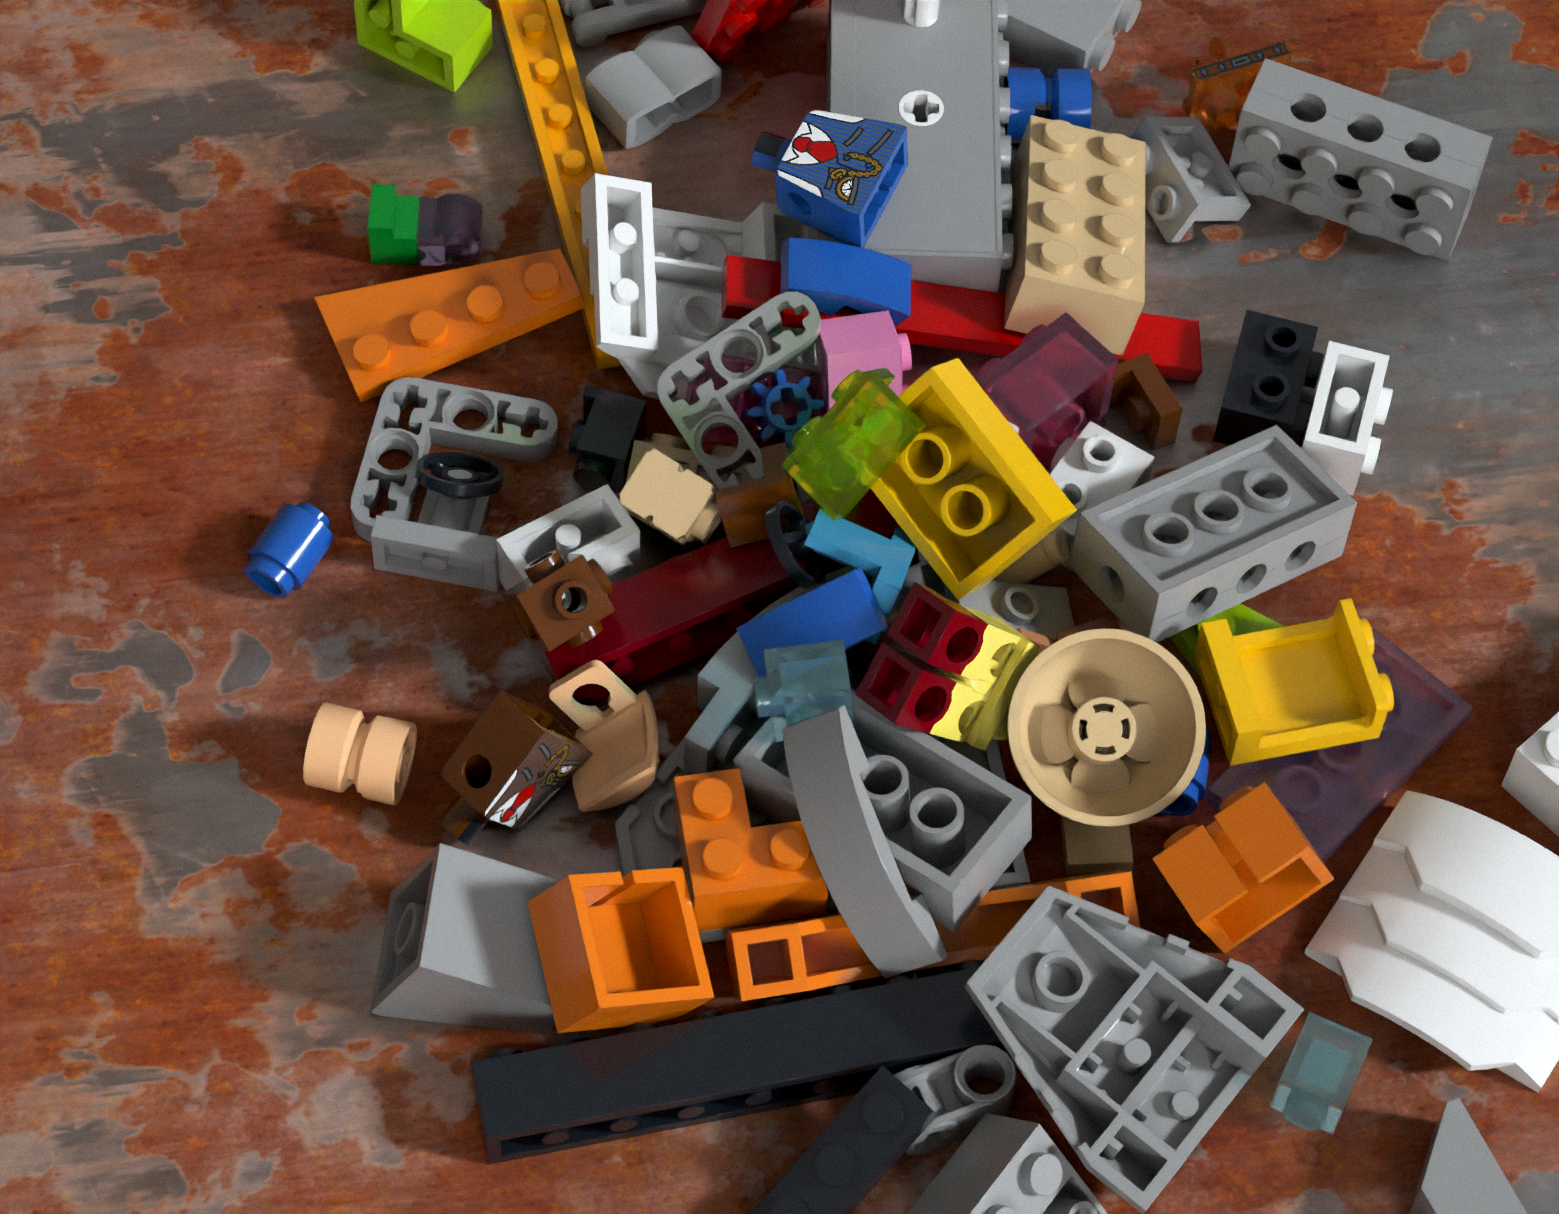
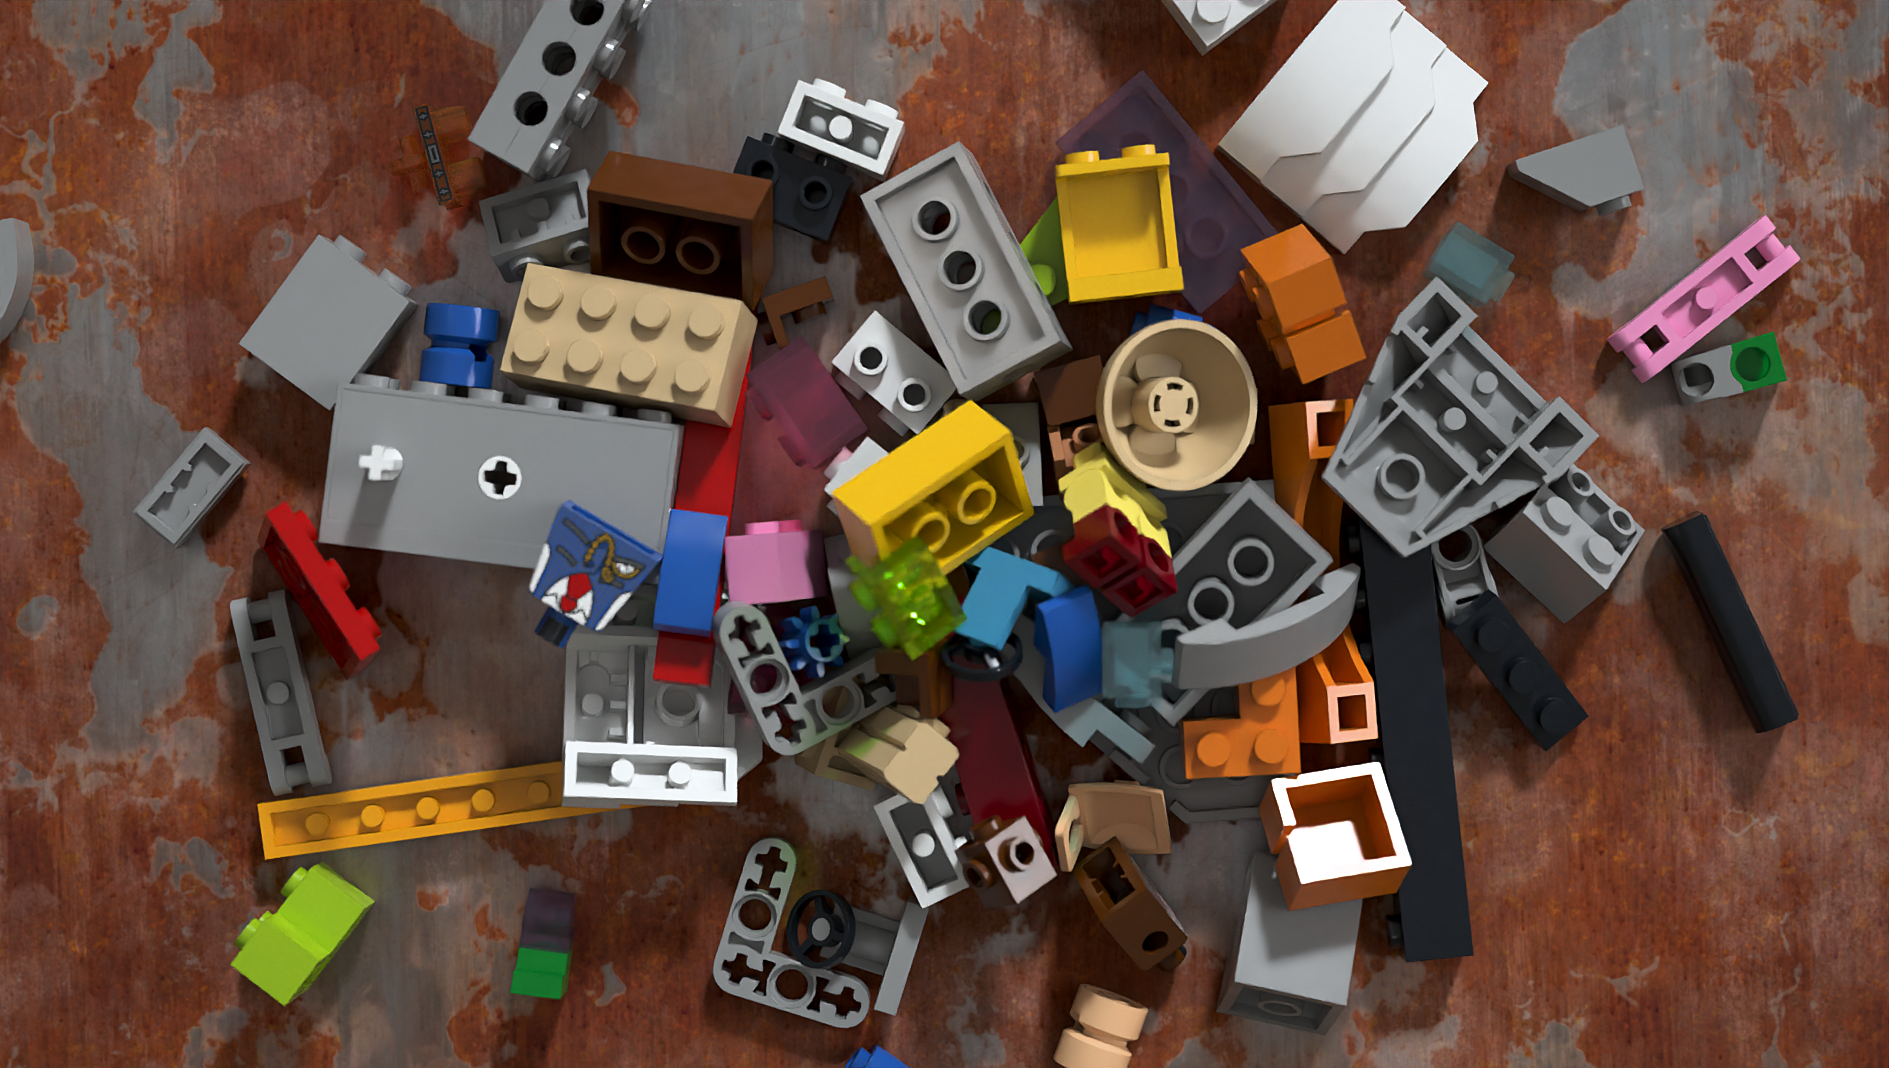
camera: 80 degrees left, 30 degrees up
(444, 316) = (651, 942): orange wing -> none
(606, 437) = (798, 796): black brick -> none
(652, 86) = (397, 717): light grey brick -> none
(1209, 266) = (681, 227): none -> reddish brown brick

